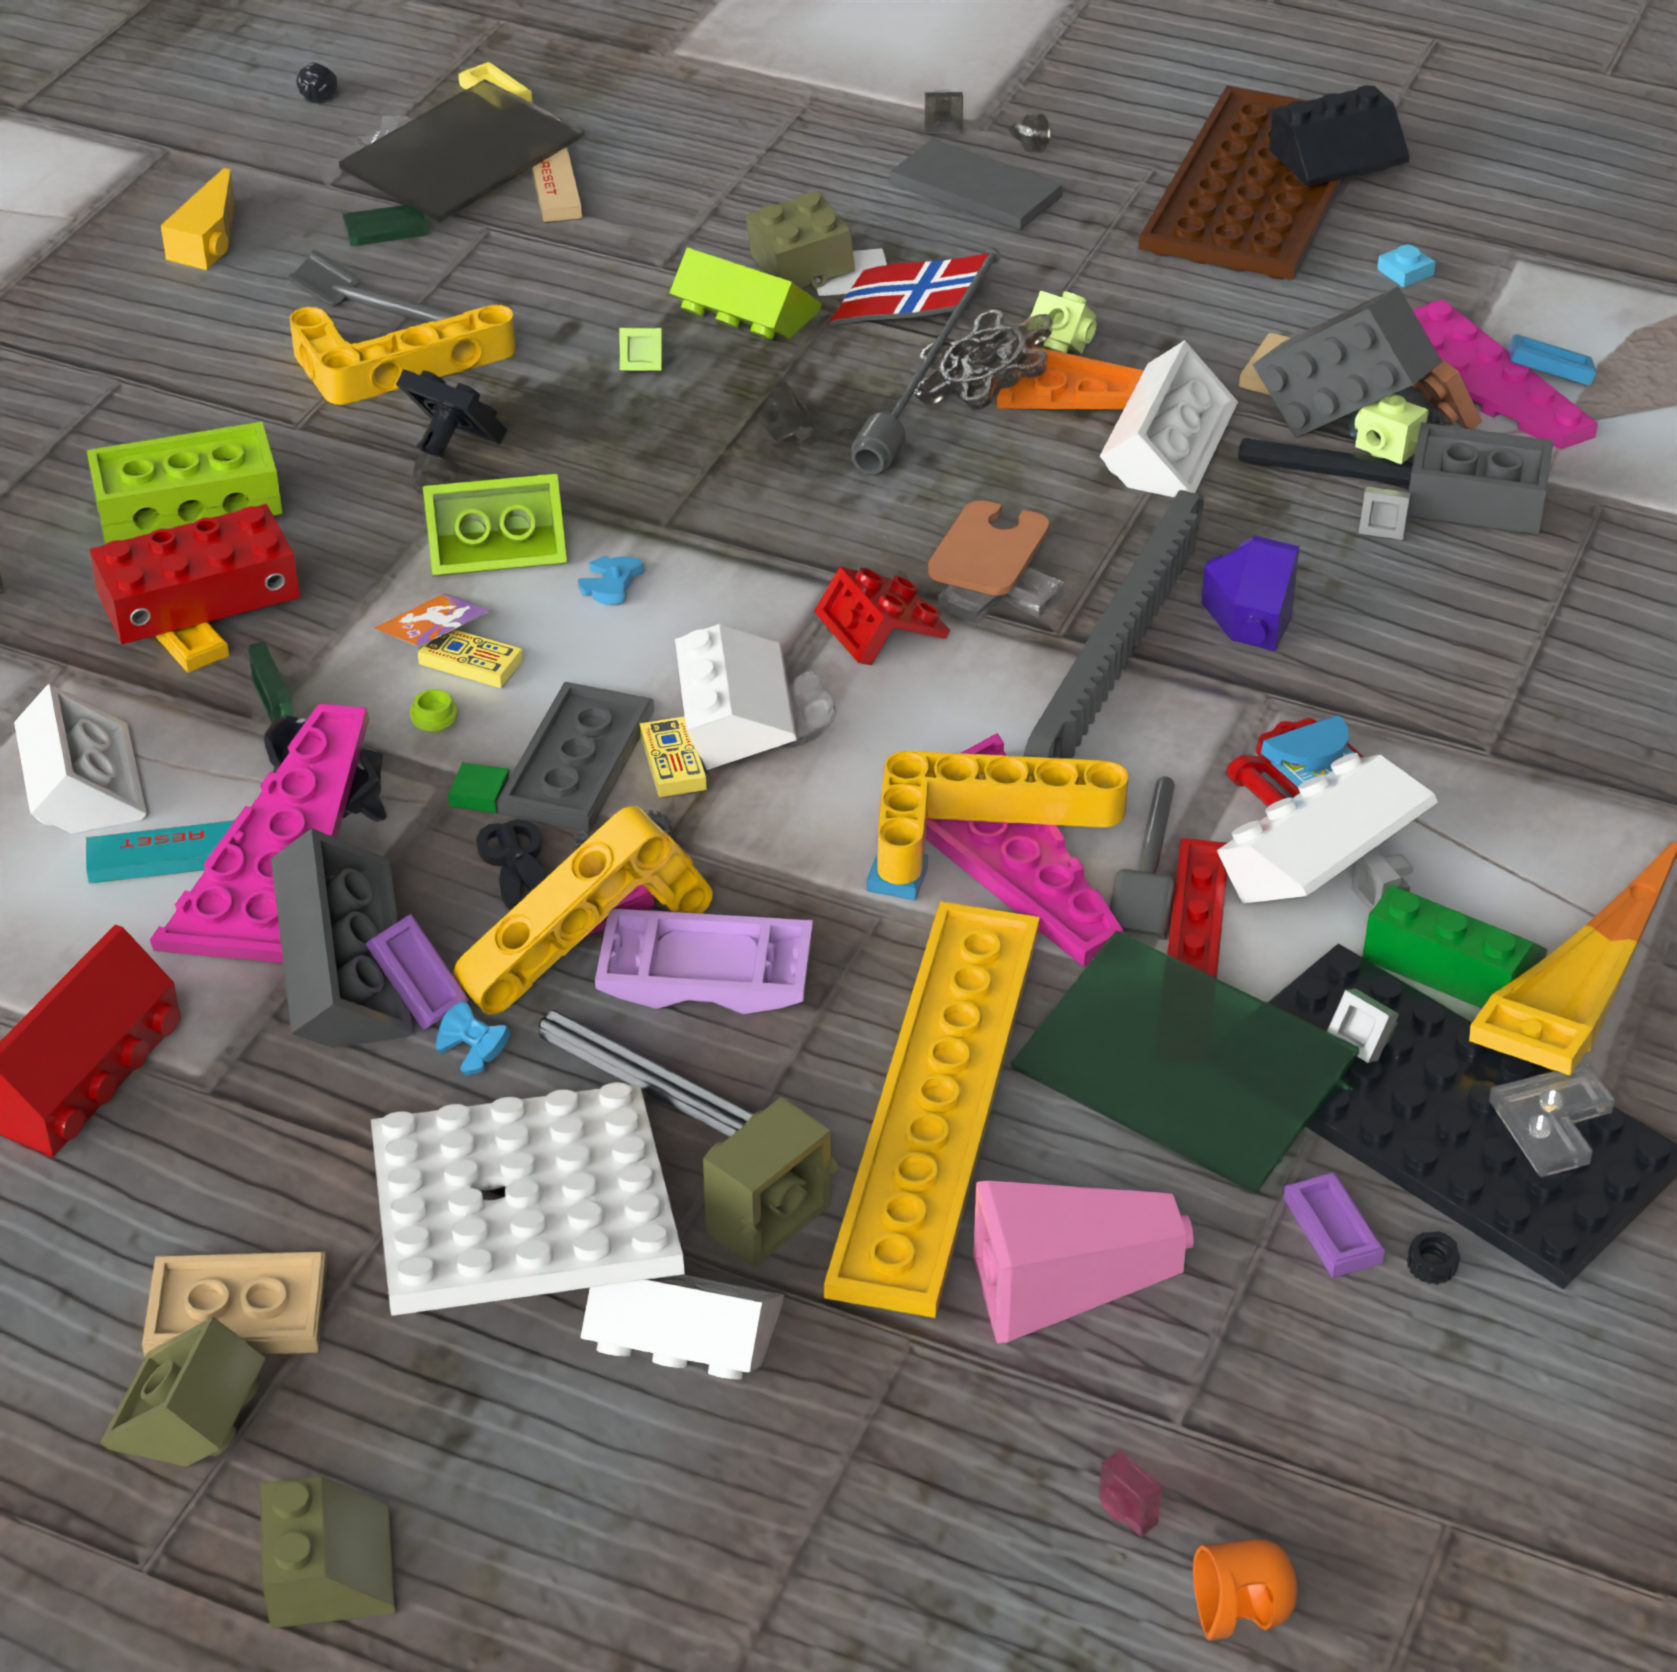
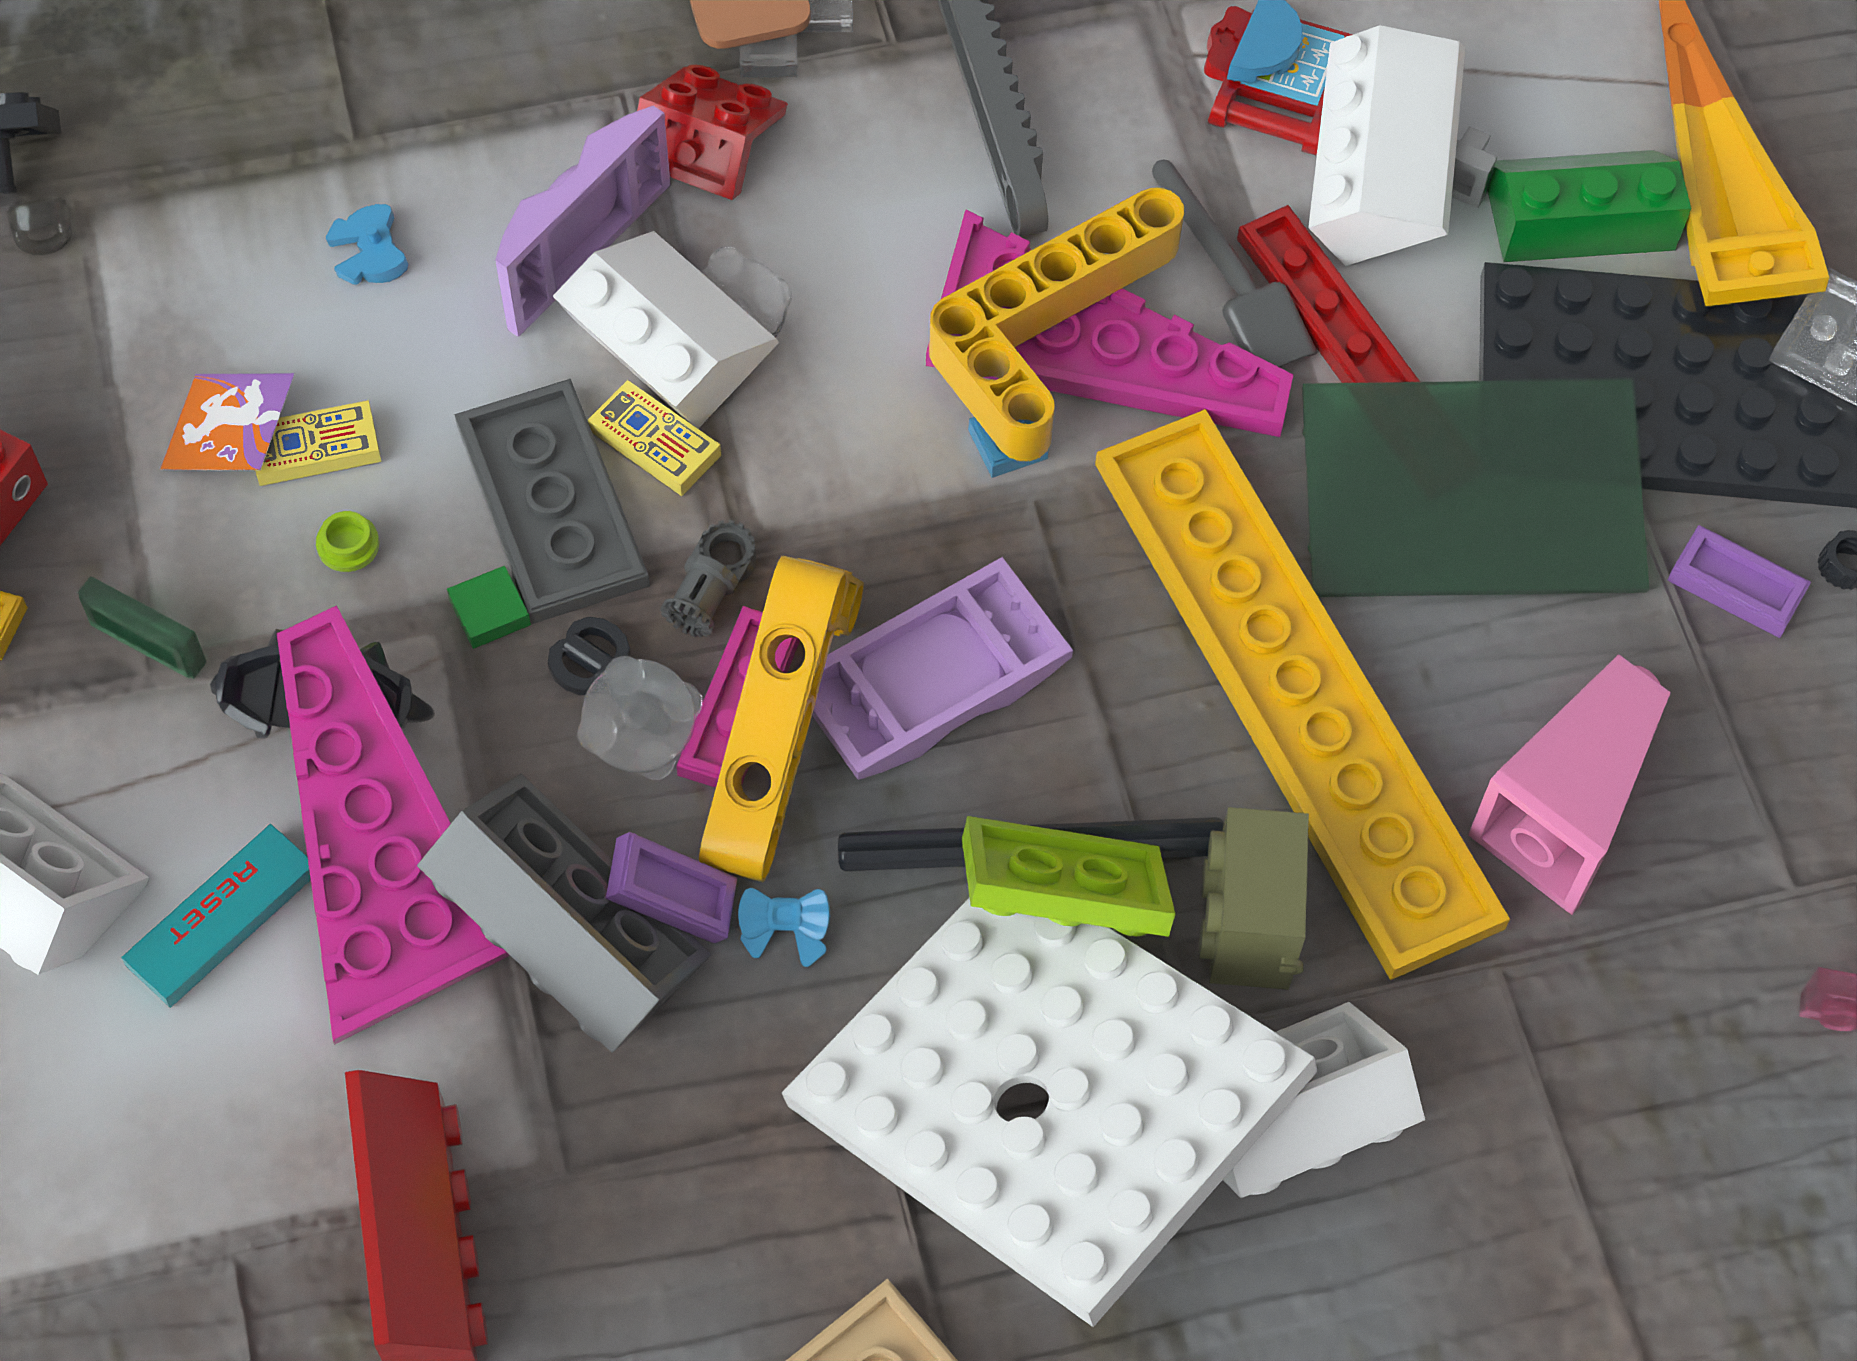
camera: 40 degrees left, 20 degrees up
(494, 524) = (183, 255): lime slope -> none
(496, 881) = (639, 716): none -> clear piece
(651, 1093) = (1066, 877): none -> lime plate
(772, 599) = (581, 213): none -> lavender slope
(1364, 1024) = (1617, 350): tile -> none

